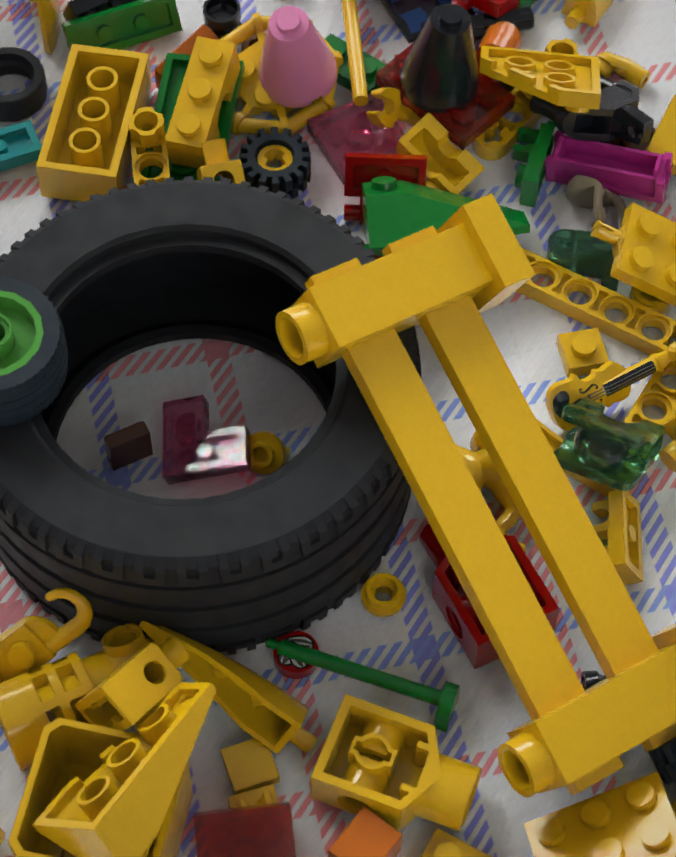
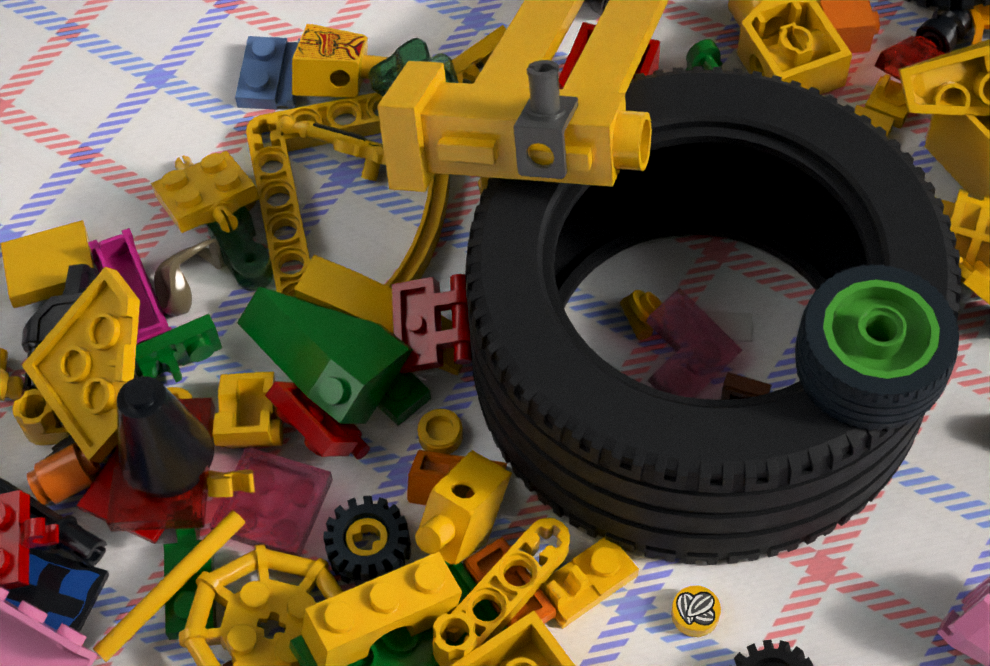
camera: 130 degrees left, 0 degrees up
(135, 686) = (947, 147): yellow torso -> none
(295, 60) = (256, 580): bright pink cone -> none
(366, 269) = (544, 121): none -> dark grey bracket
(581, 351) = (334, 196): yellow plate -> none

